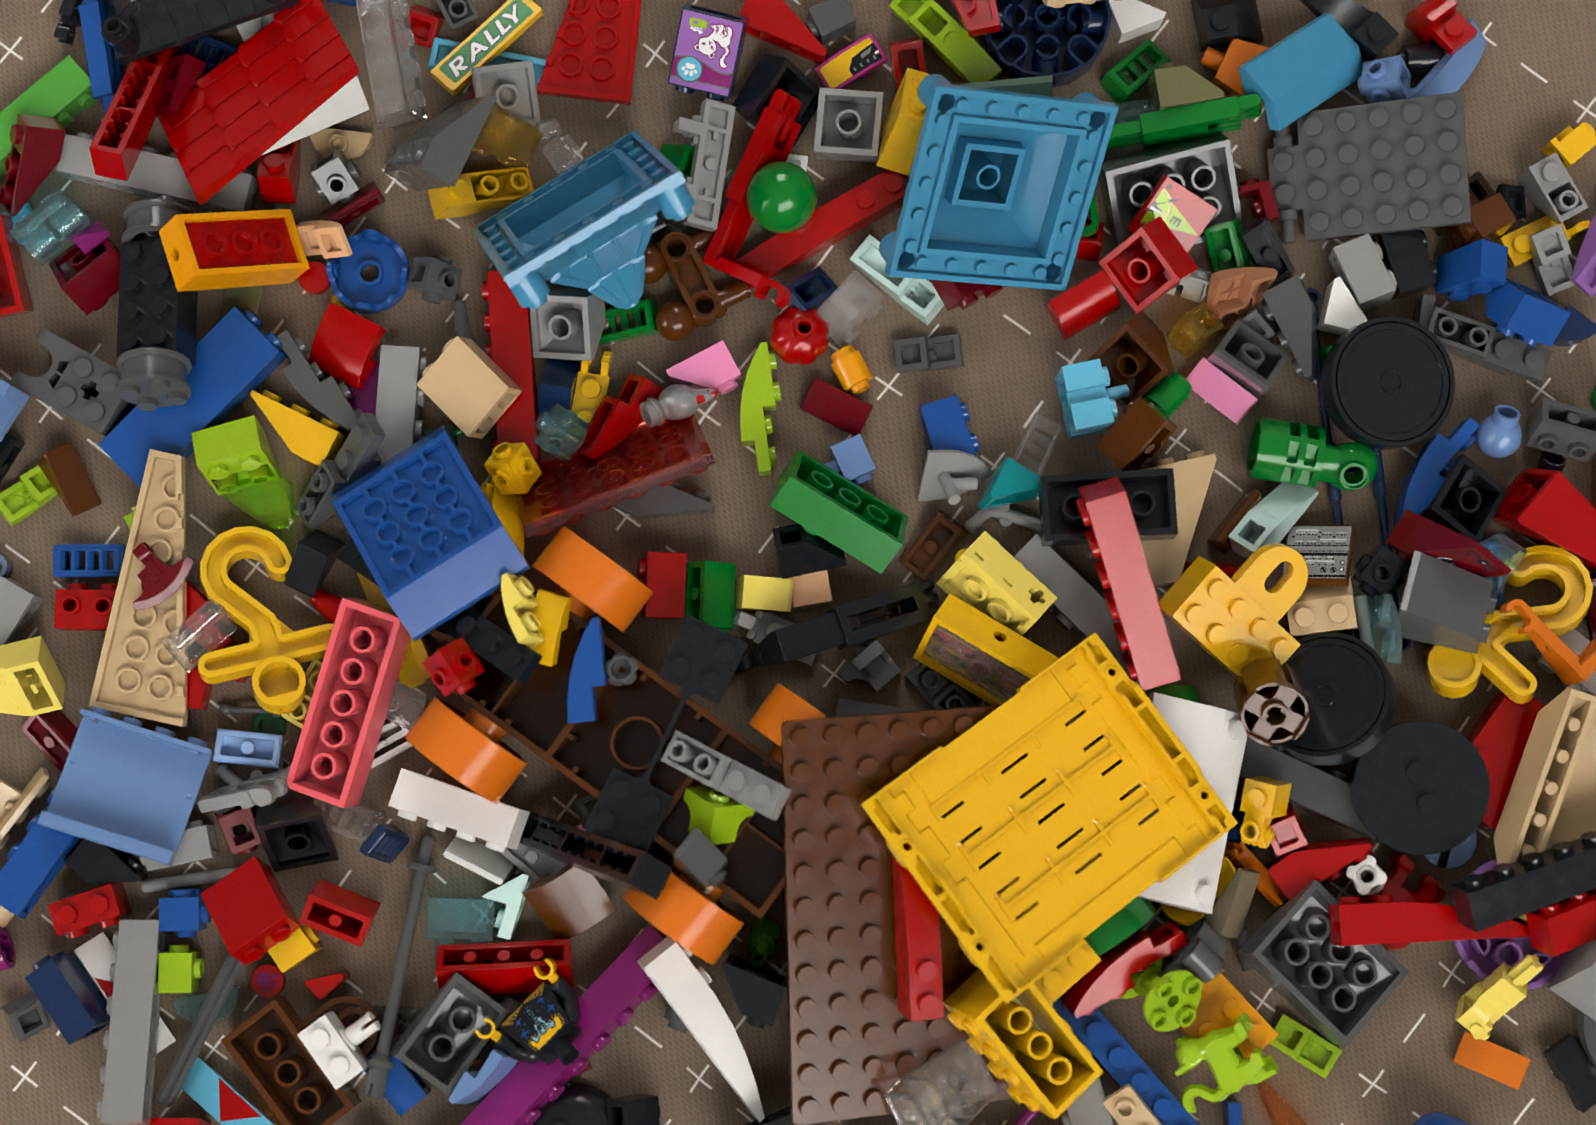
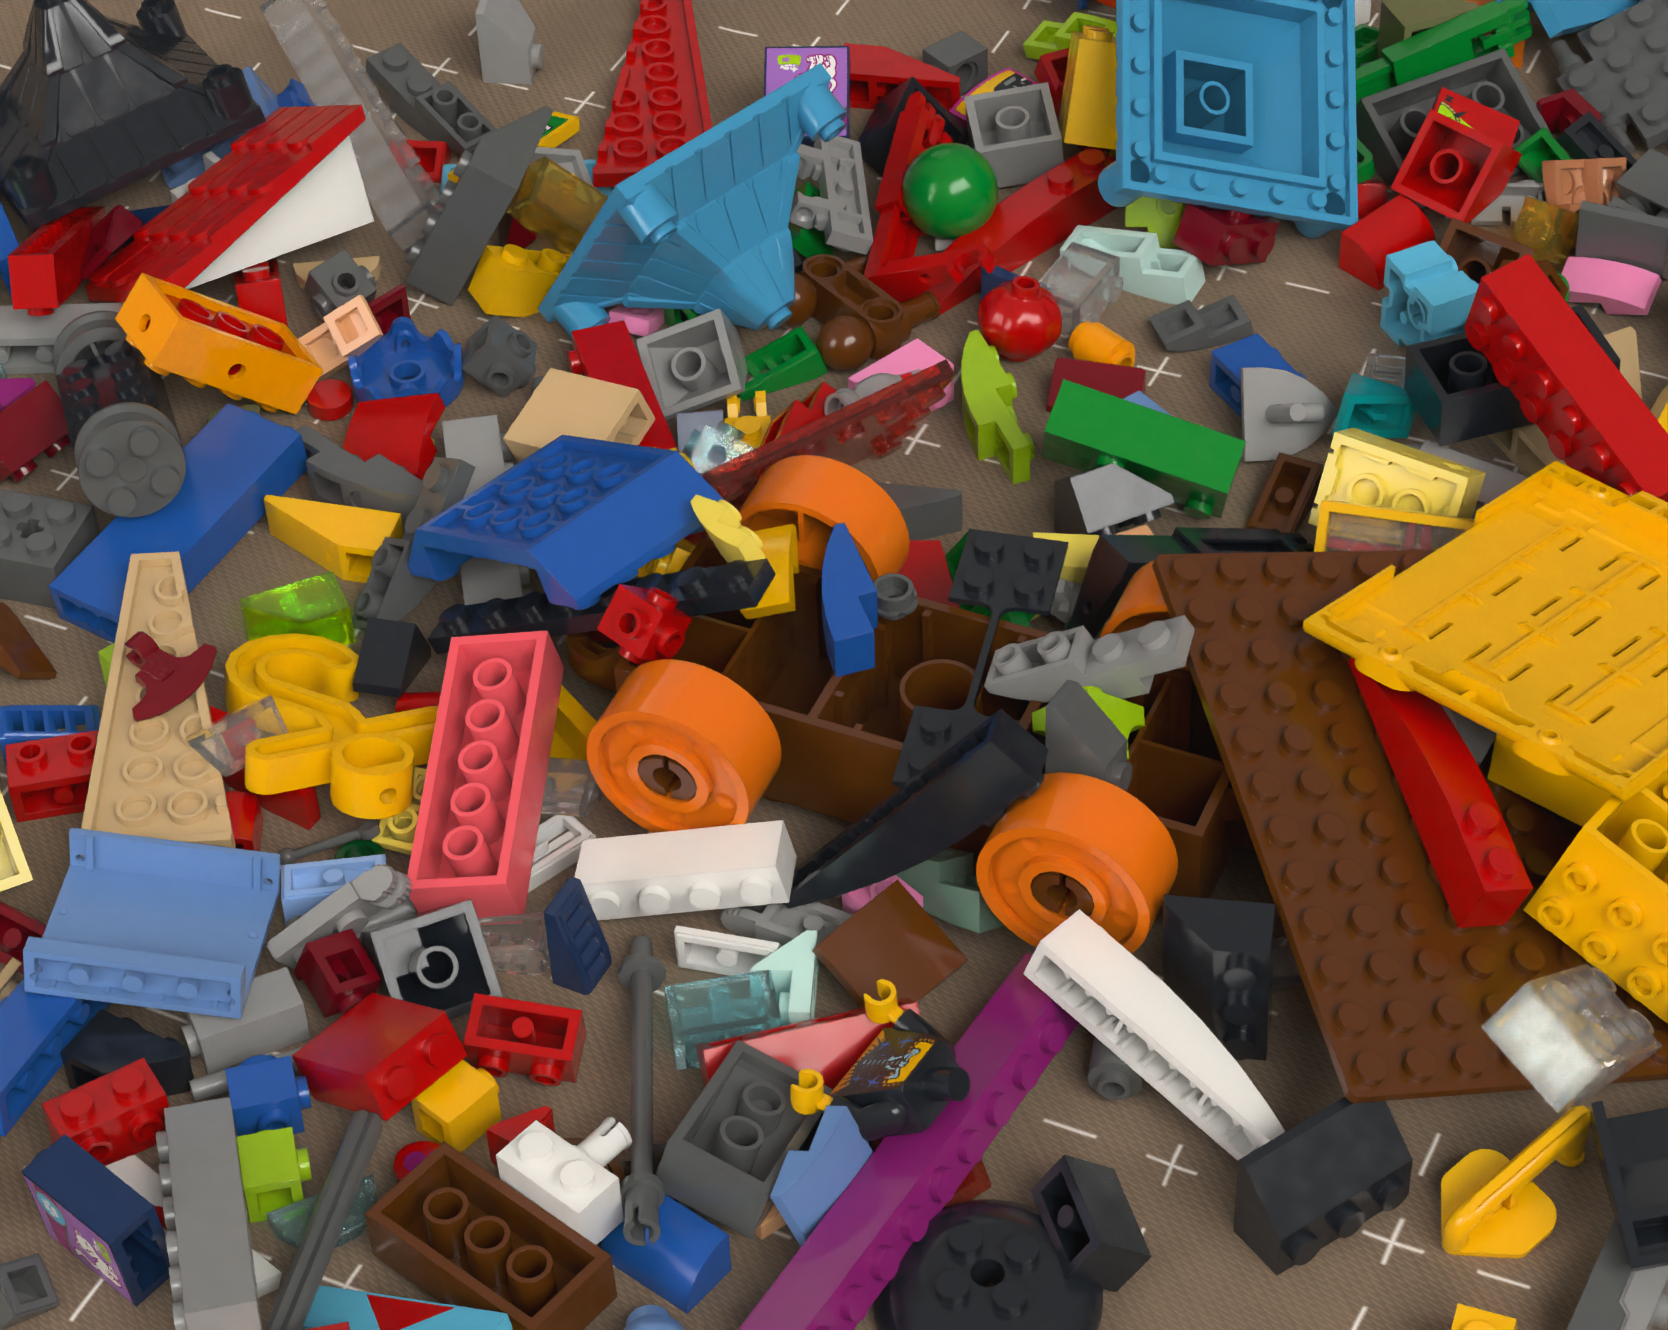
camera: 10 degrees left, 40 degrees down
(234, 454) = (248, 558): lime slope -> none

